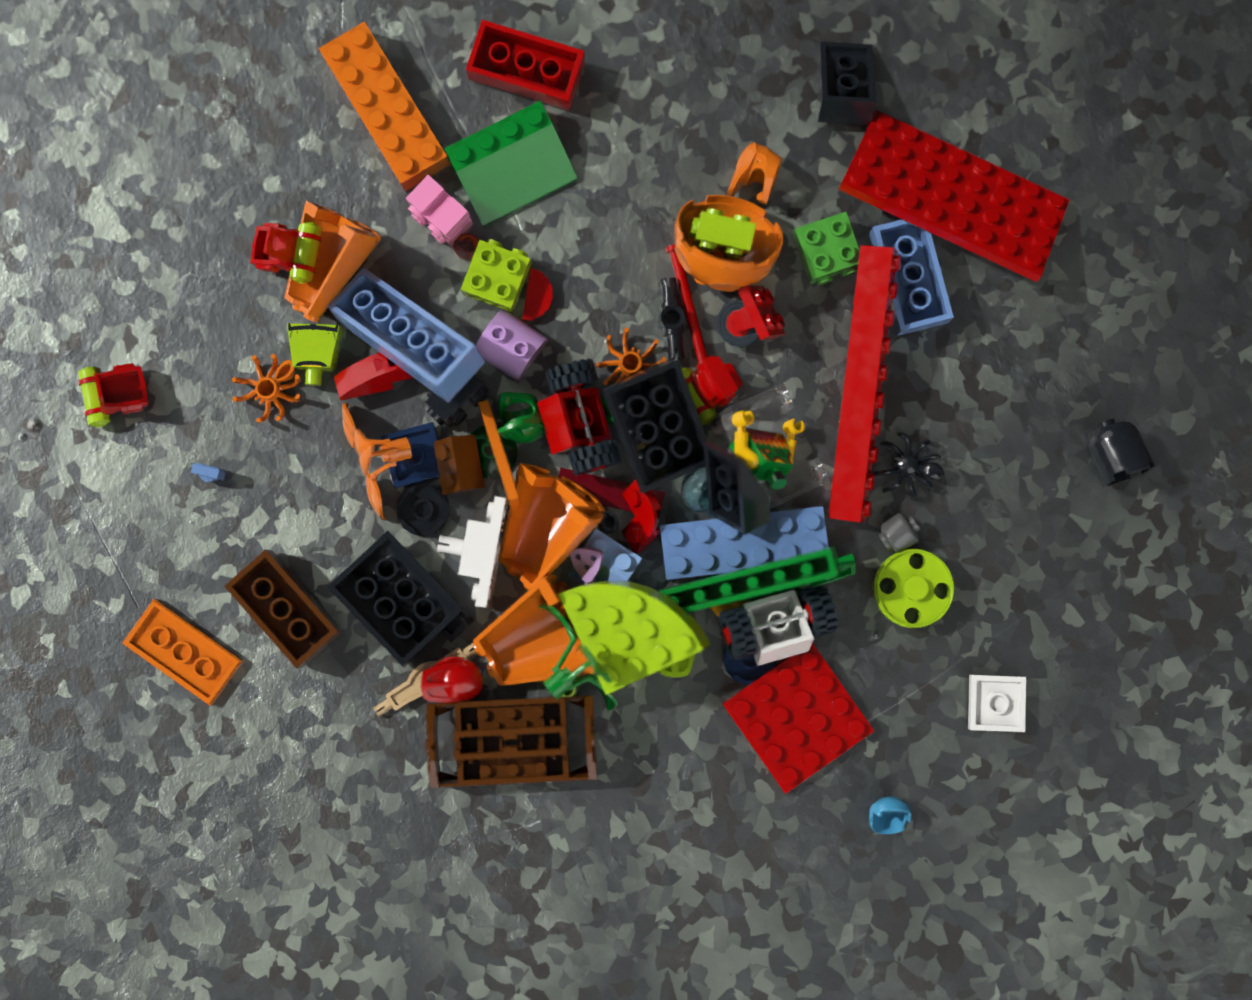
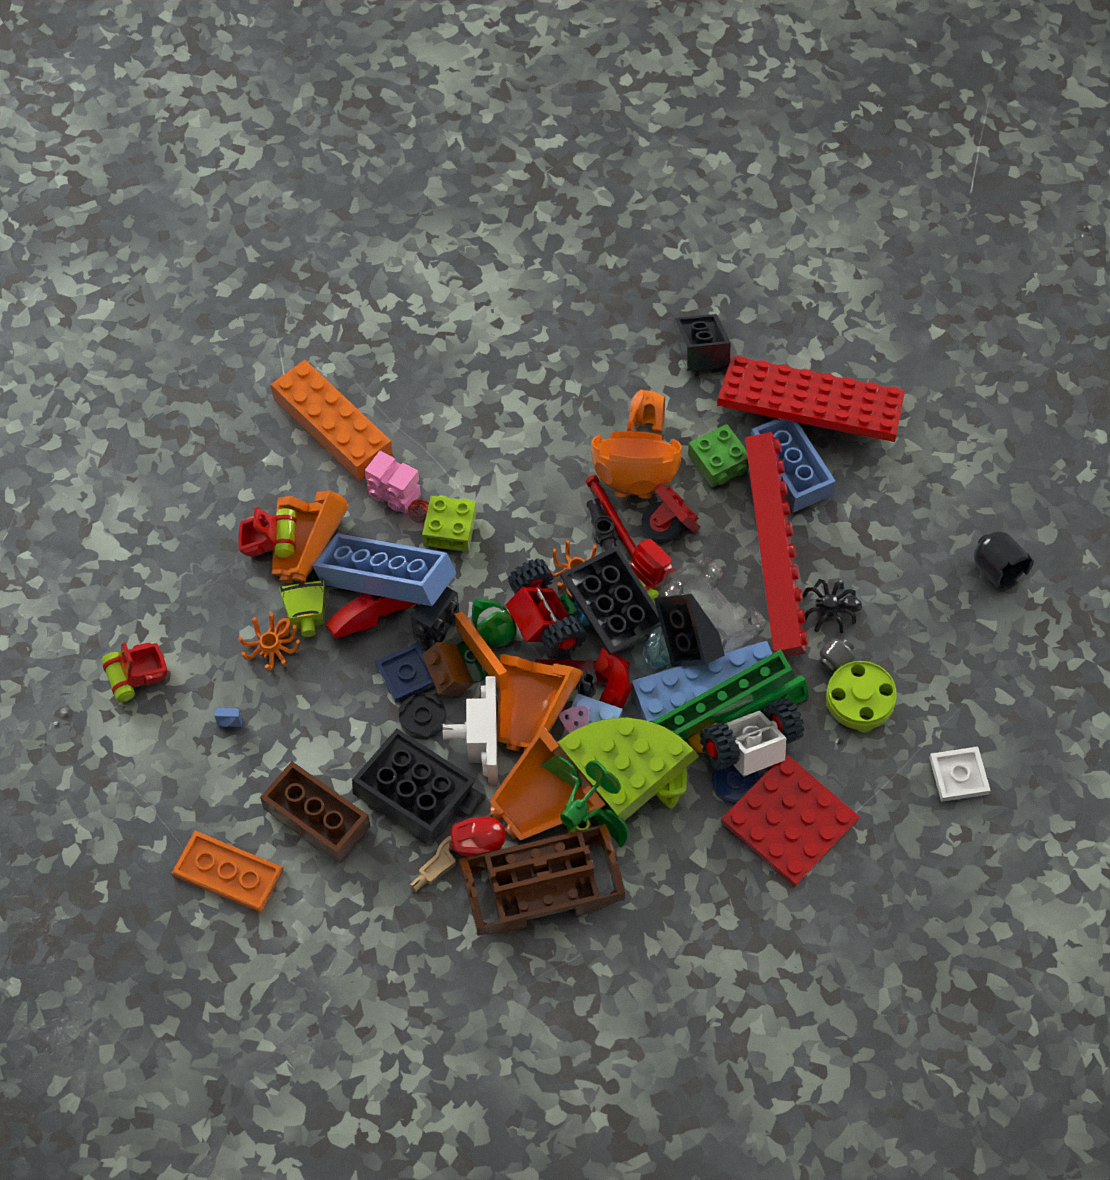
camera: 15 degrees left, 25 degrees down
(390, 451) = (386, 666): orange plant -> none
(510, 345) = (474, 574): lavender brick -> none
(511, 163) = (444, 441): green slope -> none
(525, 64) = (441, 370): red brick -> none
(538, 296) = (487, 535): red tile -> none
(723, 234) = (631, 443): lime brick -> none
(766, 452) = (717, 609): torso -> none
(889, 815) = (892, 881): dark azure hair -> none

